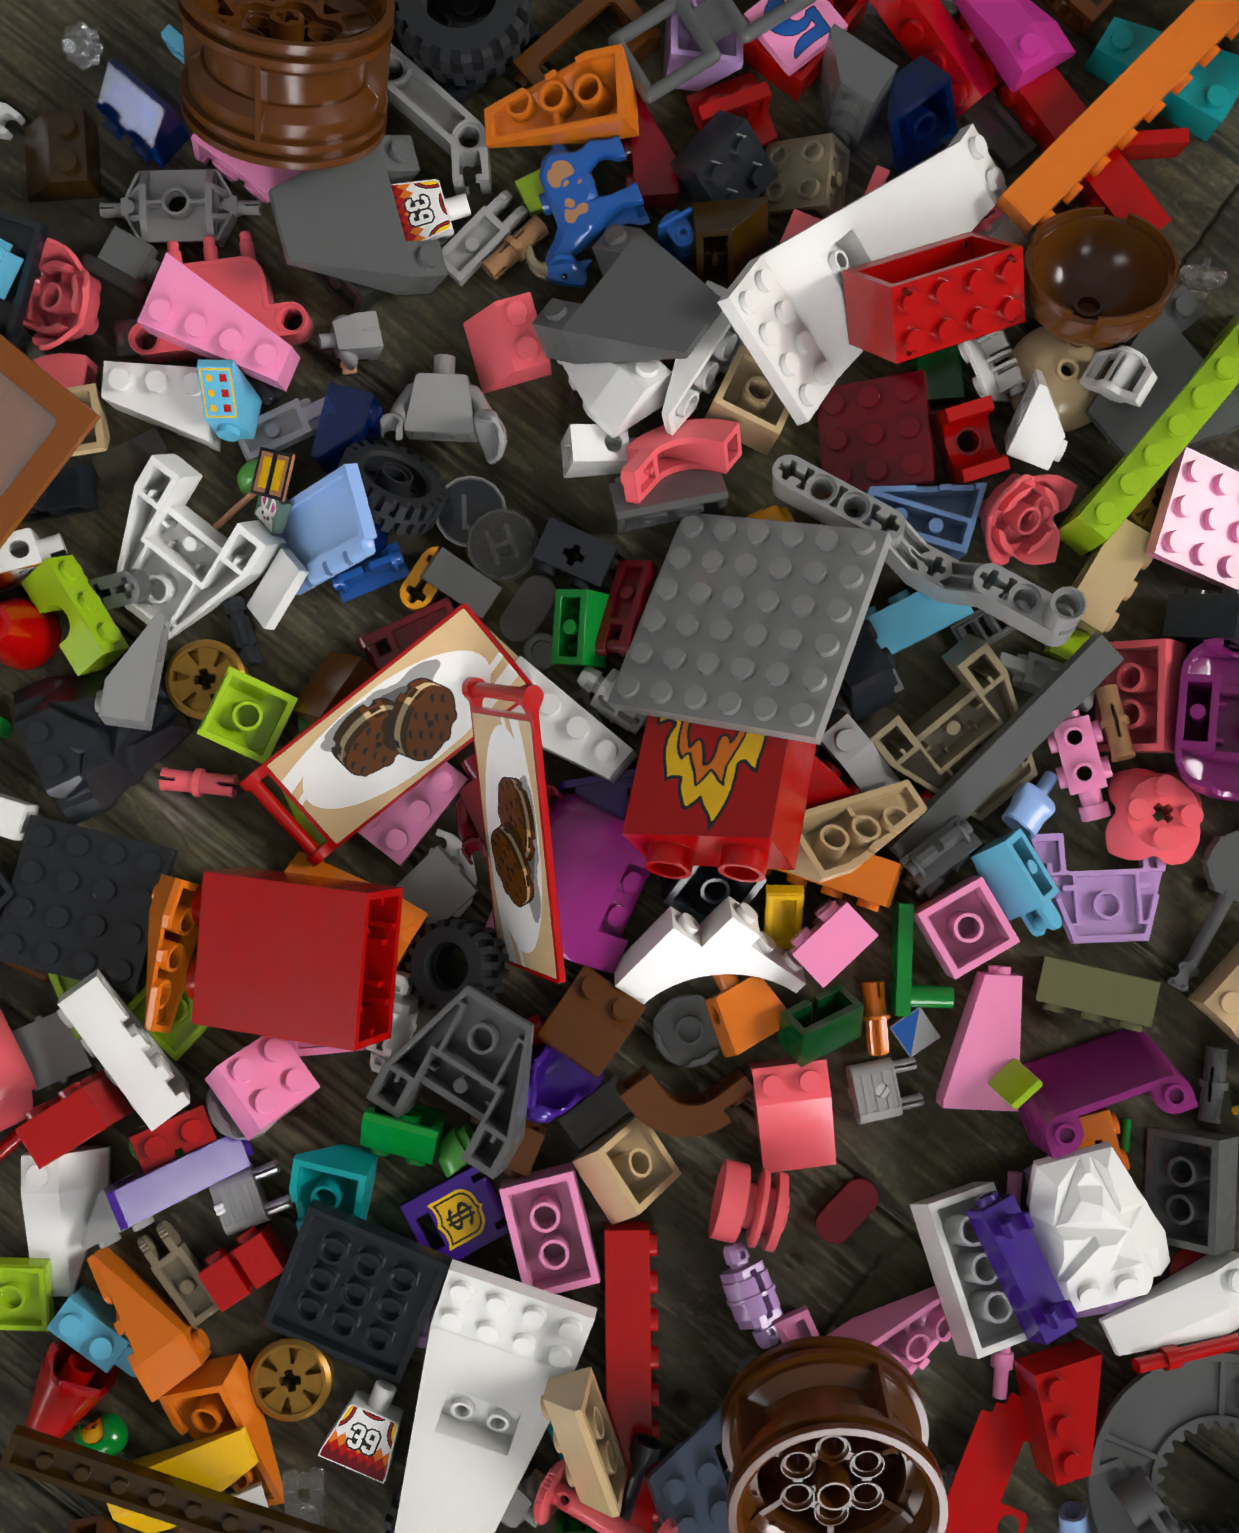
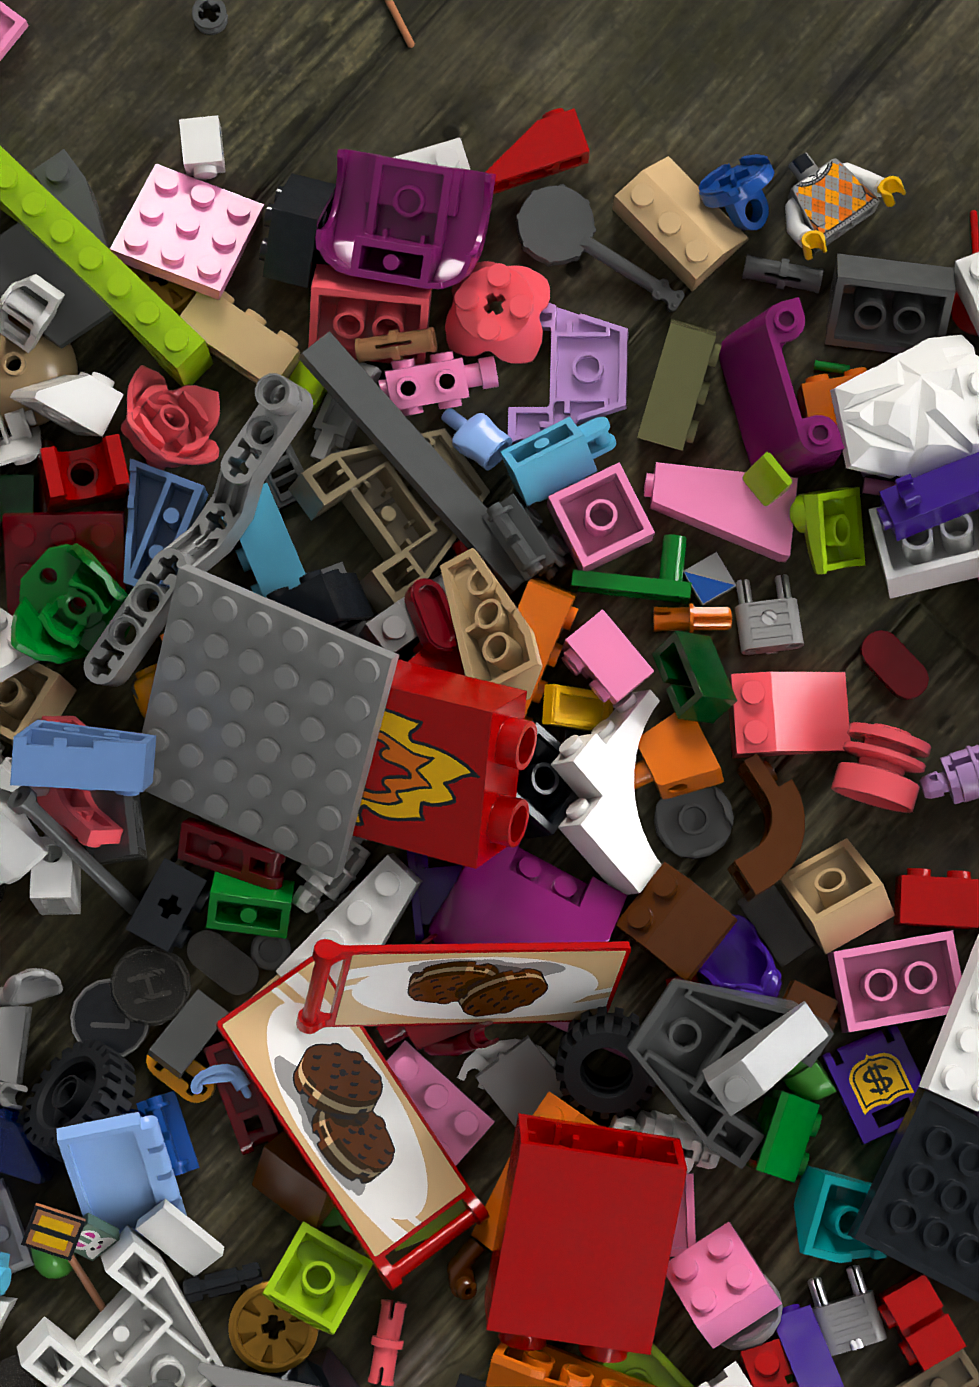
camera: 90 degrees left, 5 degrees down
(265, 844) = (461, 1272): none -> reddish brown arm
(425, 613) = (220, 1074): none -> light blue piece
(463, 1115) = (764, 1058): none -> slope
(655, 406) = (24, 801): none -> dark grey bar
(700, 456) = (82, 758): none -> medium blue wedge
(829, 420) = (49, 621): none -> green piece
(858, 774) = (431, 617): none -> dark red tile
(972, 1145) = (831, 527): none -> lime slope

